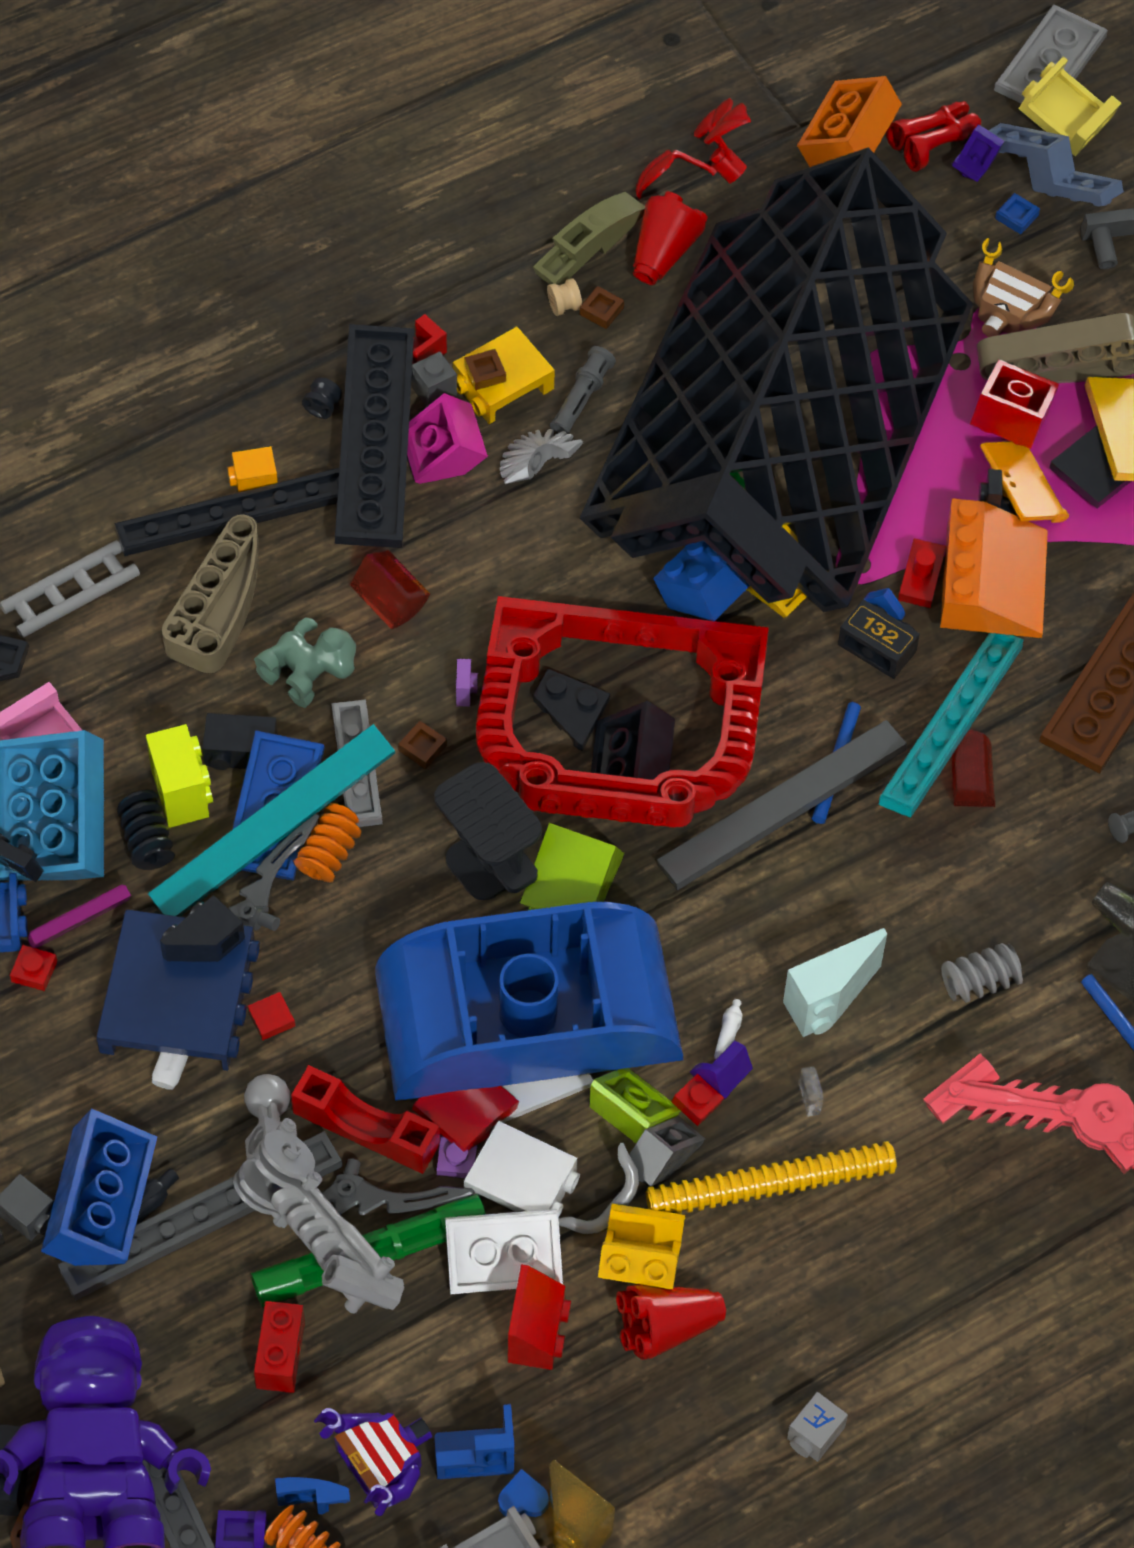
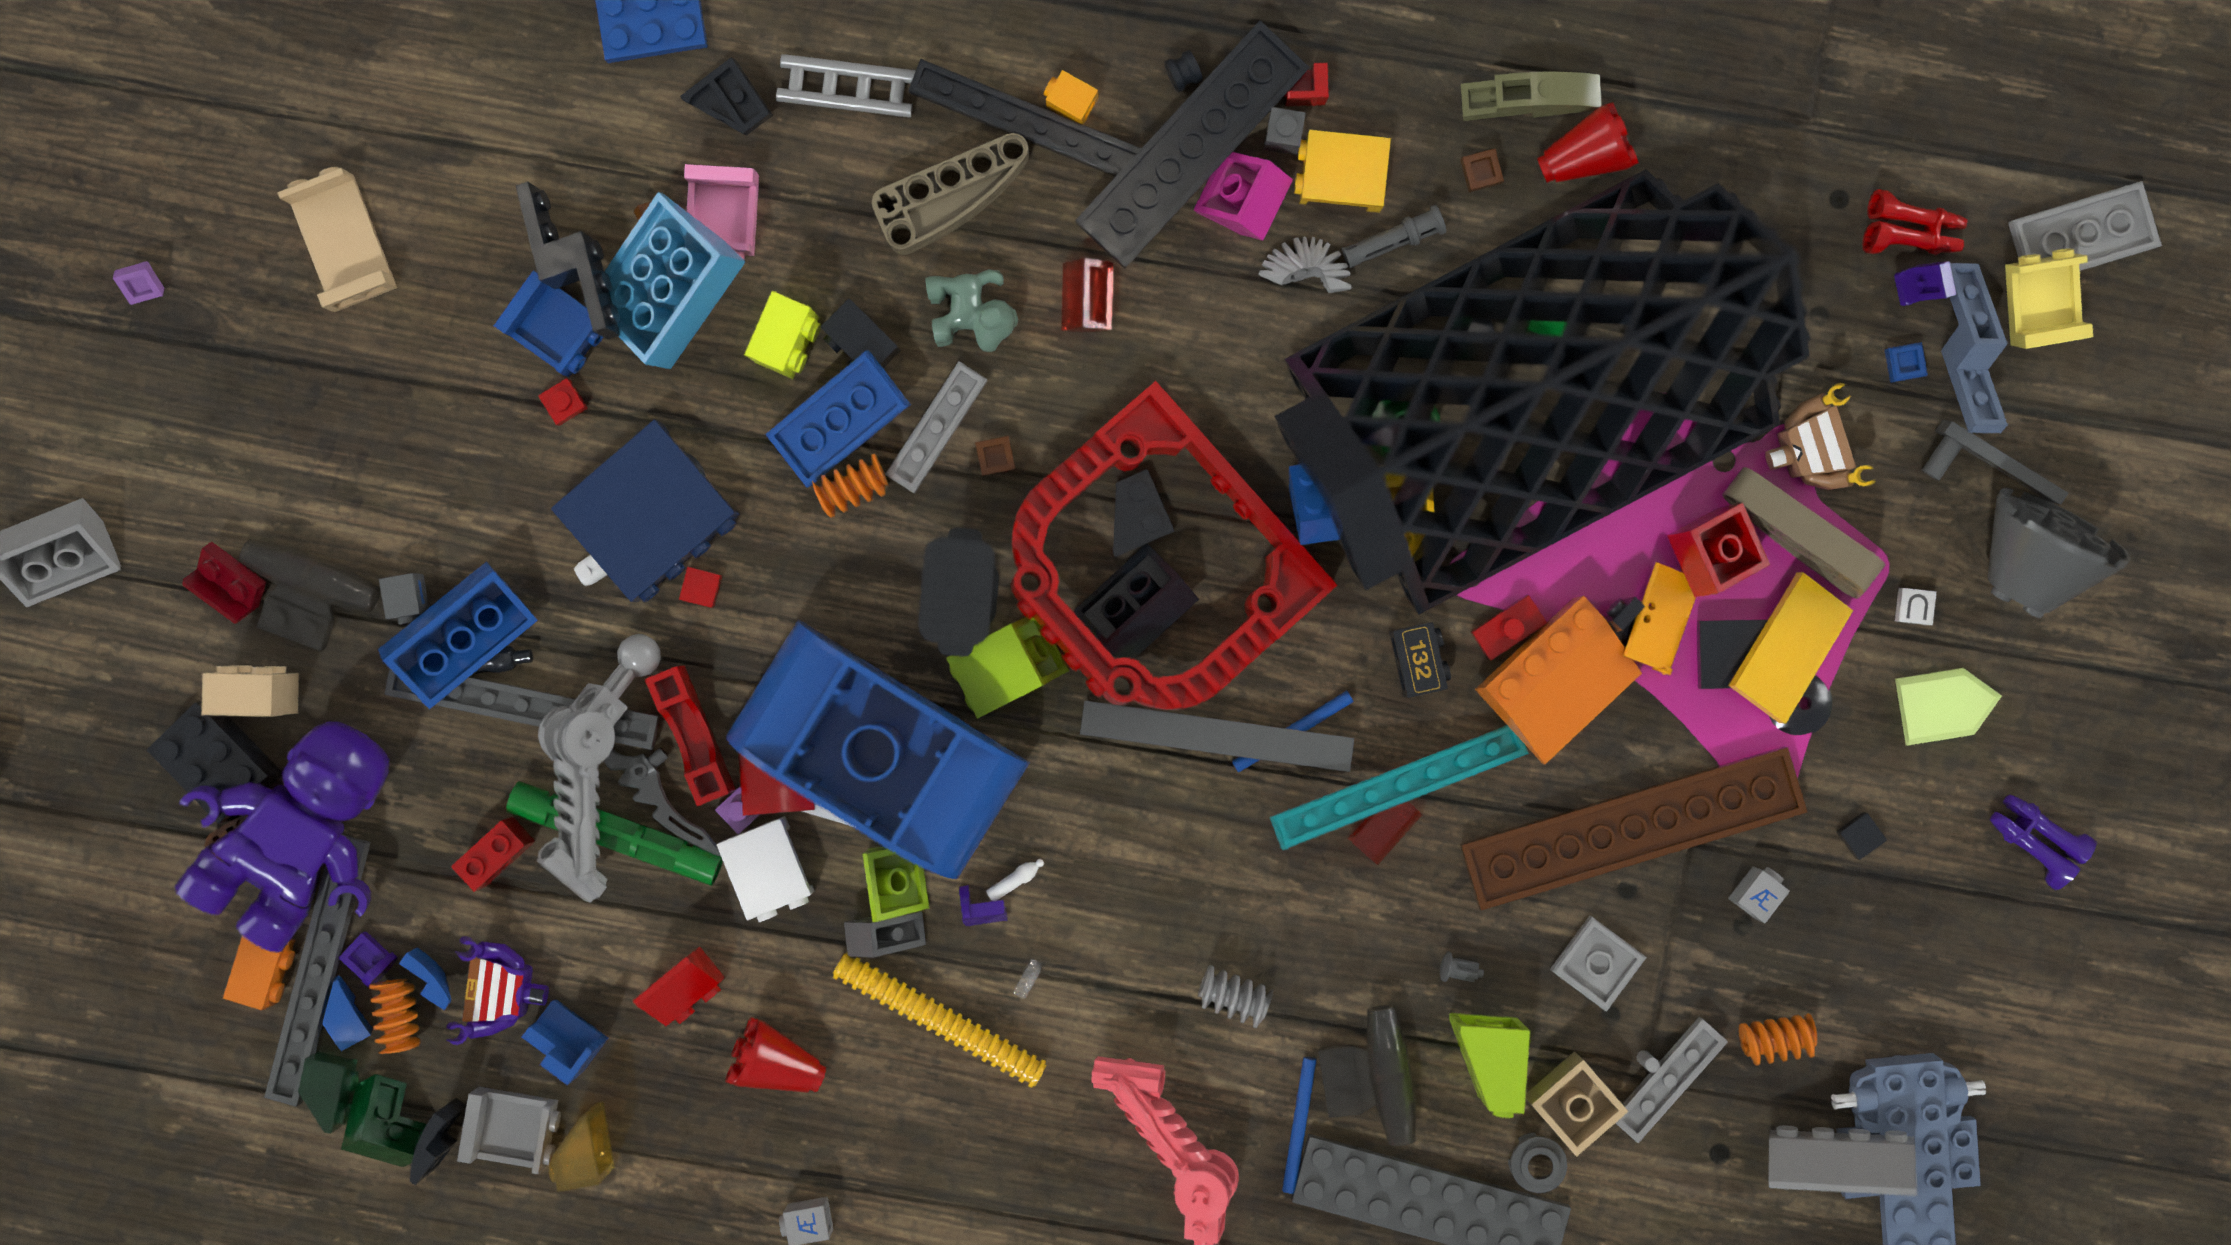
camera: 45 degrees right, 30 degrees up
(79, 916) = (623, 390): magenta tile -> none
(145, 830) = (727, 357): black piece -> none
(204, 935) = (686, 497): black slope -> none
(255, 908) = (754, 491): dark grey piece -> none
(272, 823) = (821, 437): teal tile -> none
(465, 683) = (1072, 430): medium lavender plate -> none
(485, 369) = (1323, 163): reddish brown plate -> none
(490, 1248) = (703, 916): white tile -> none
(524, 1495) = (574, 1097): blue tile -> none
(564, 297) = (1460, 135): tan wheel -> none
(623, 1198) = (809, 945): light grey animal -> none
(641, 1246) = (794, 1002): yellow panel -> none
(697, 1099) = (944, 913): red plate -> none
(723, 159) = (1710, 104): red plant -> none
(826, 985) = (1109, 918): light aqua slope -> none
(850, 119) = (1844, 167): orange brick -> none
(888, 601) = (1450, 632): blue tile -> none

